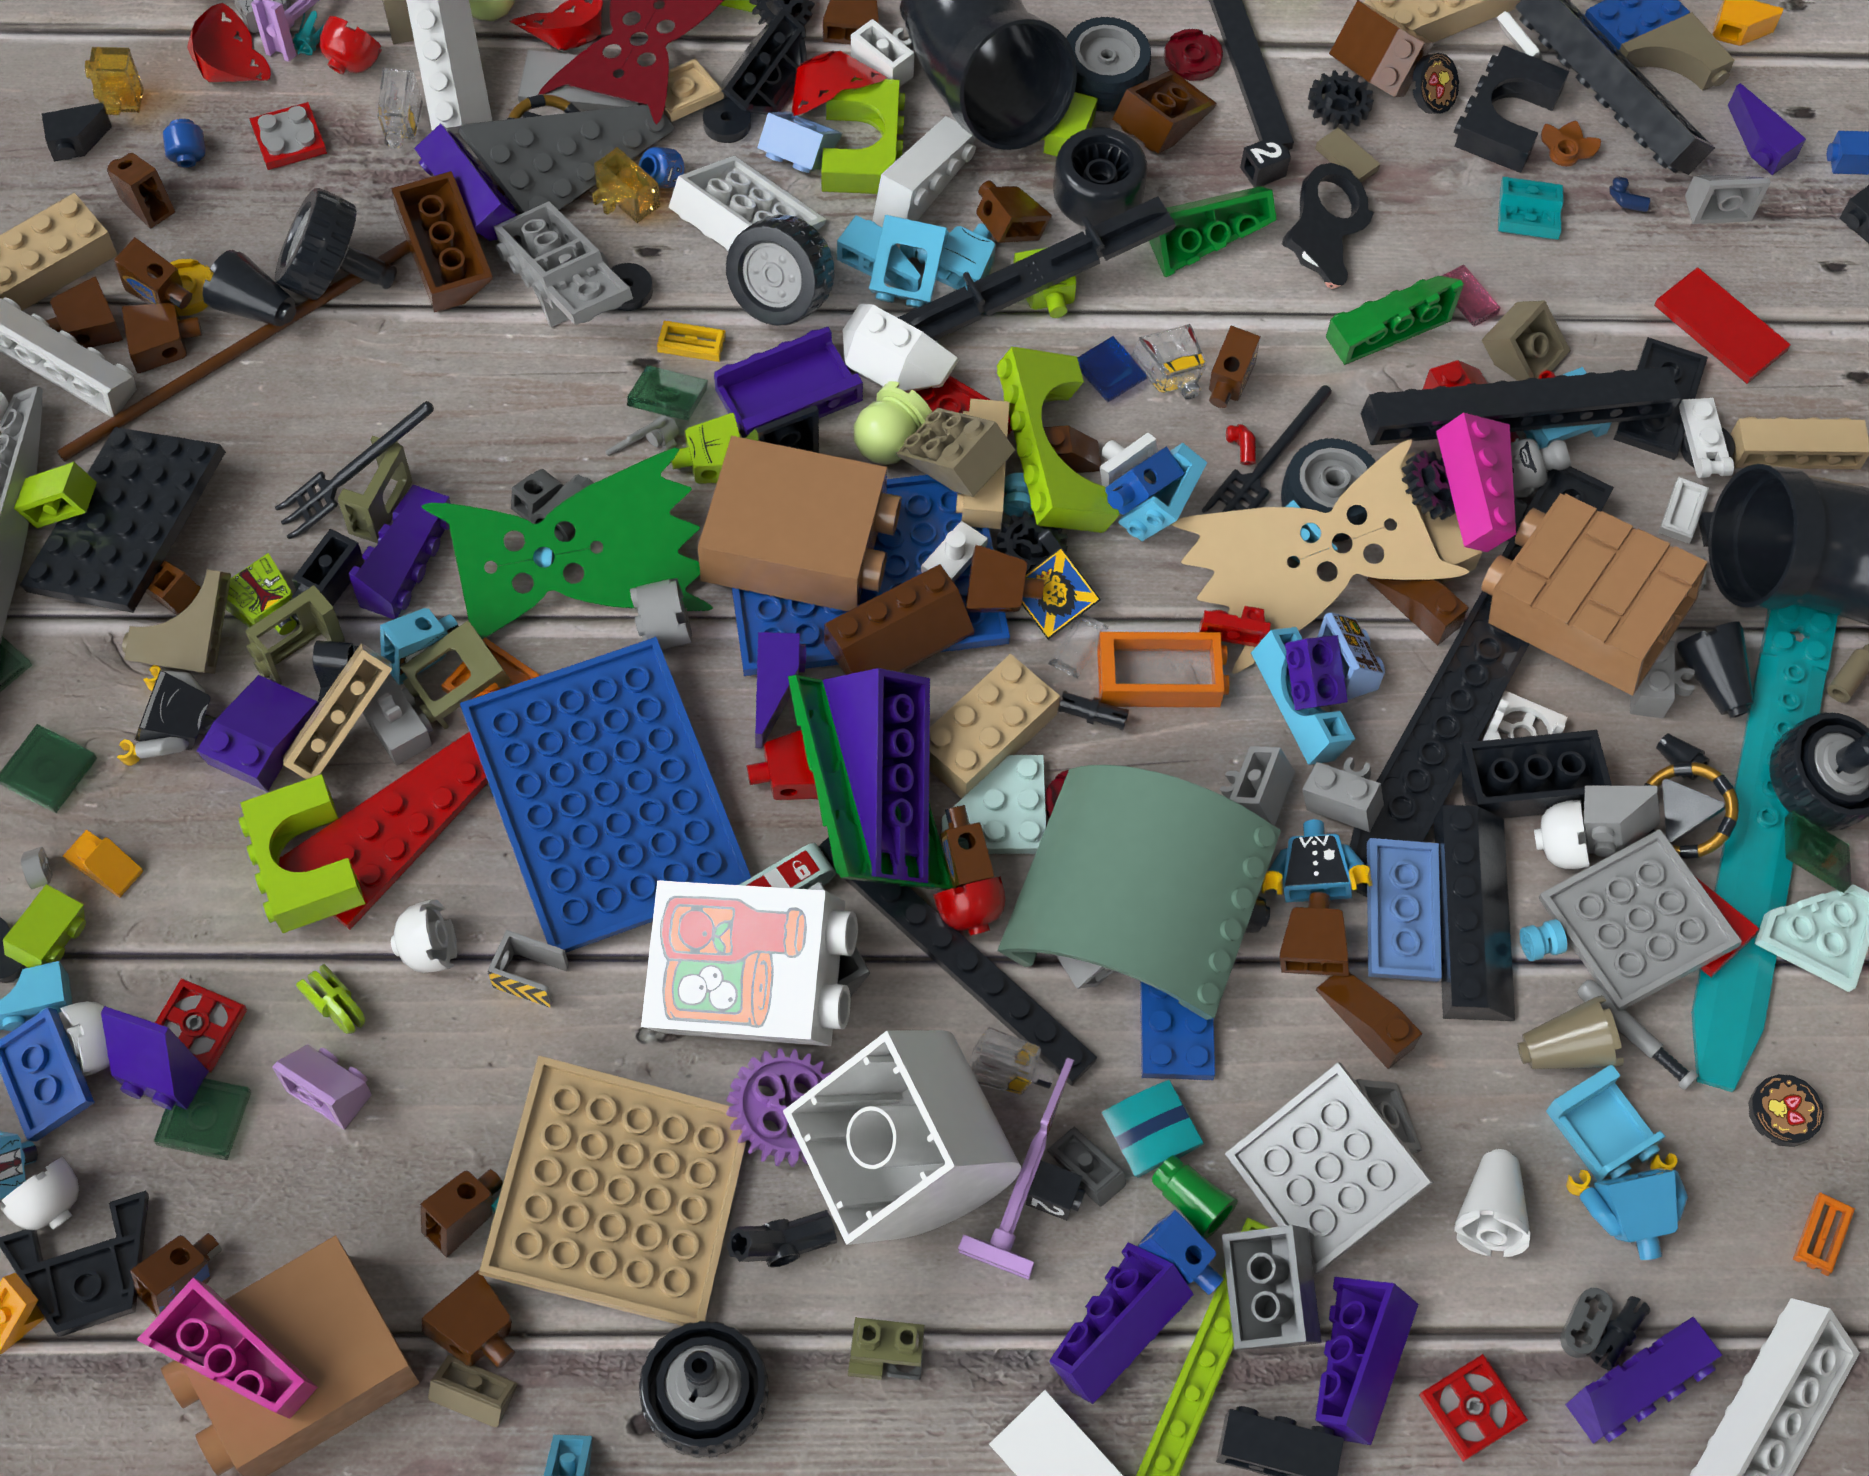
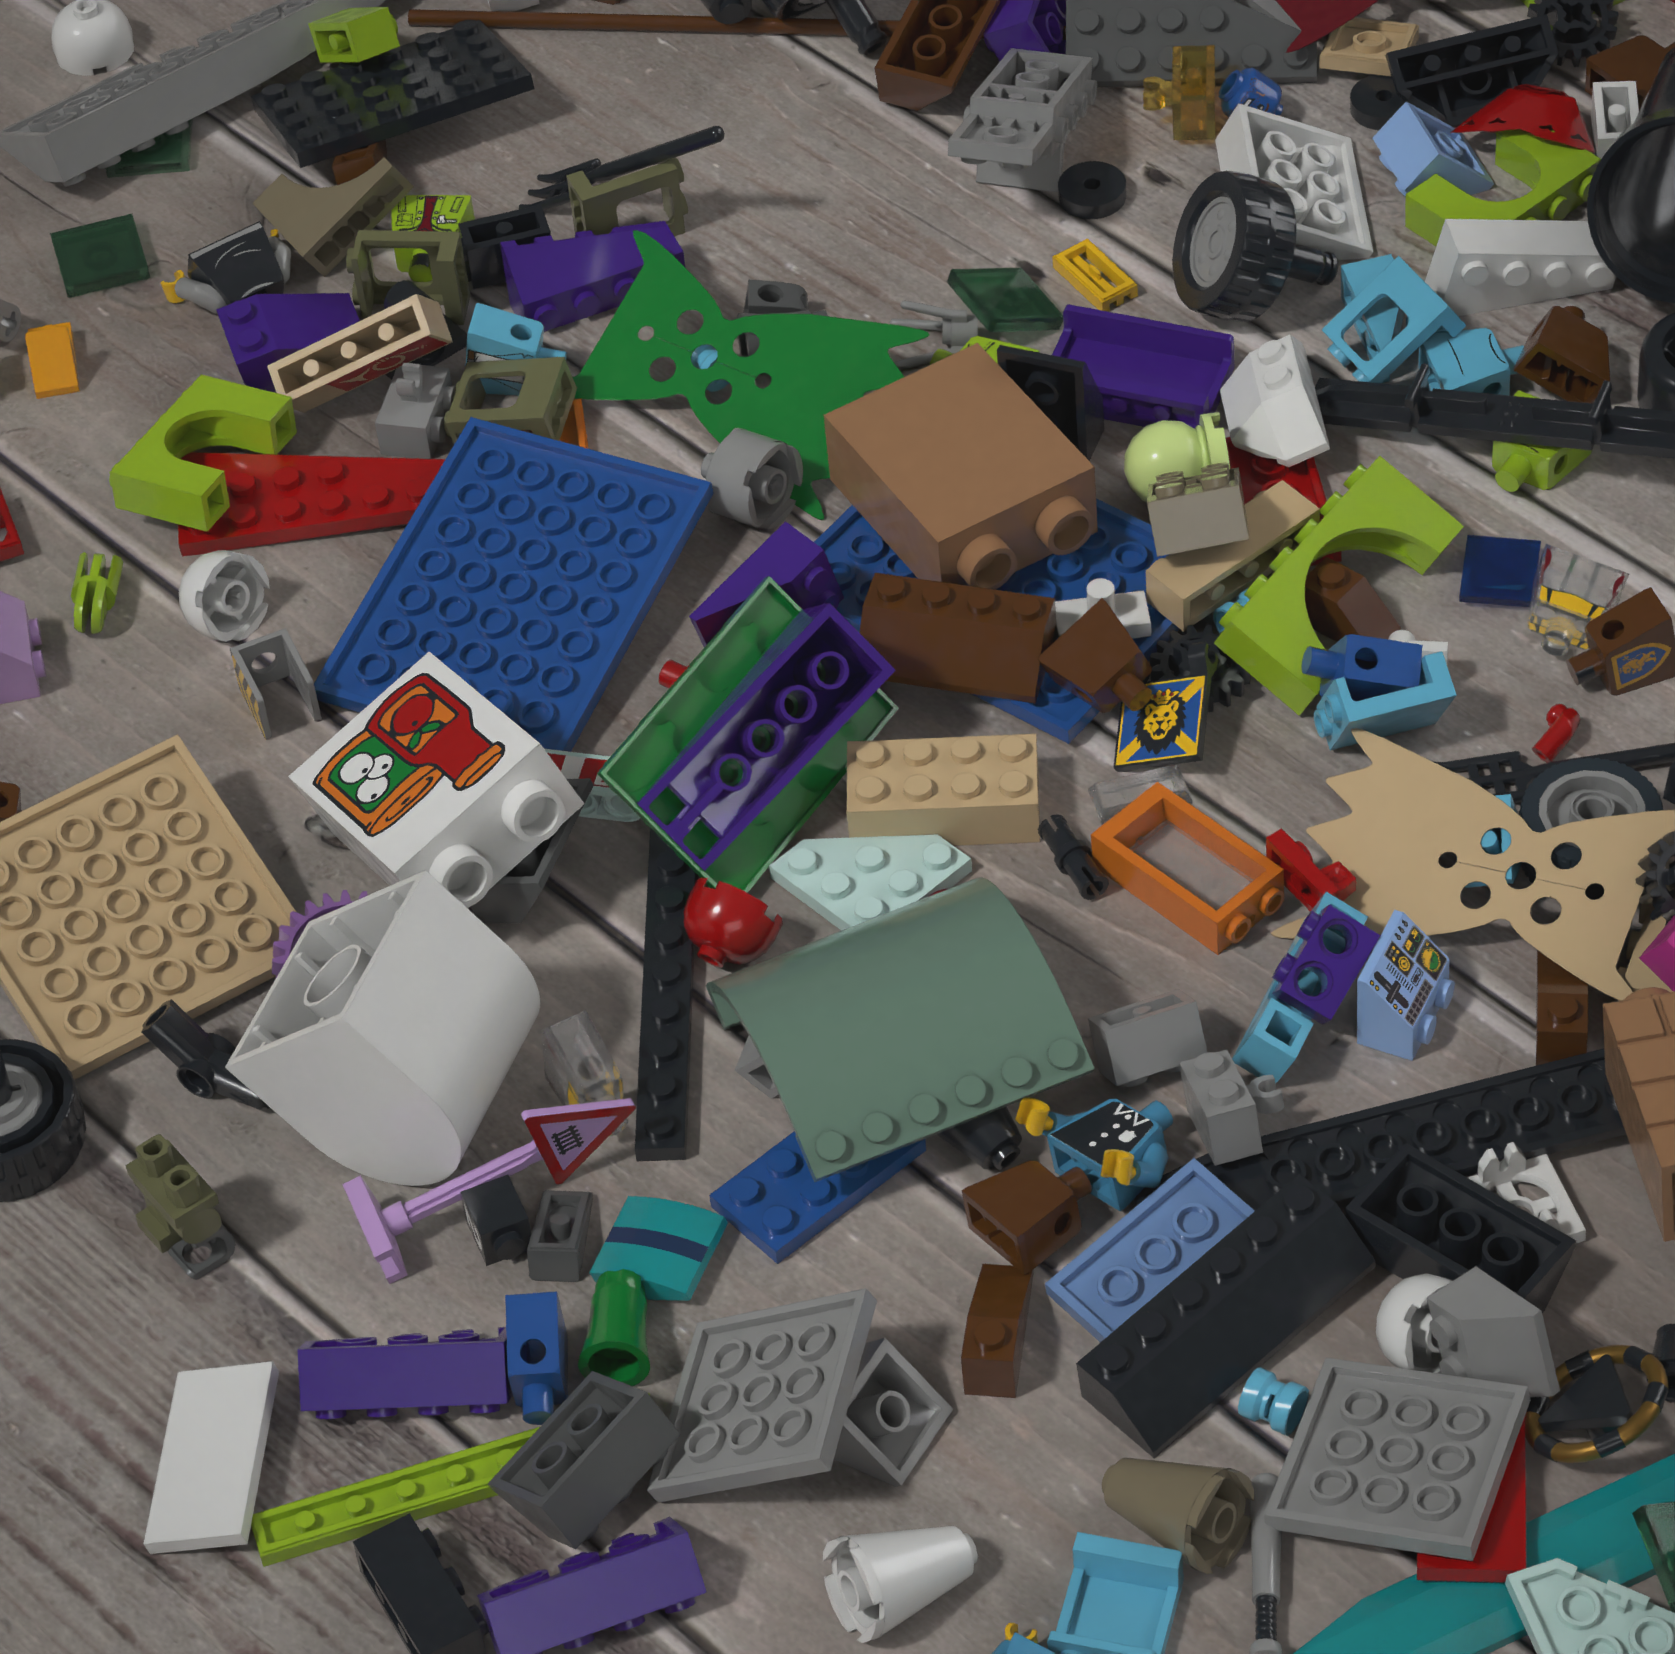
camera: 55 degrees right, 15 degrees down
(963, 864) = (772, 863): reddish brown torso -> none

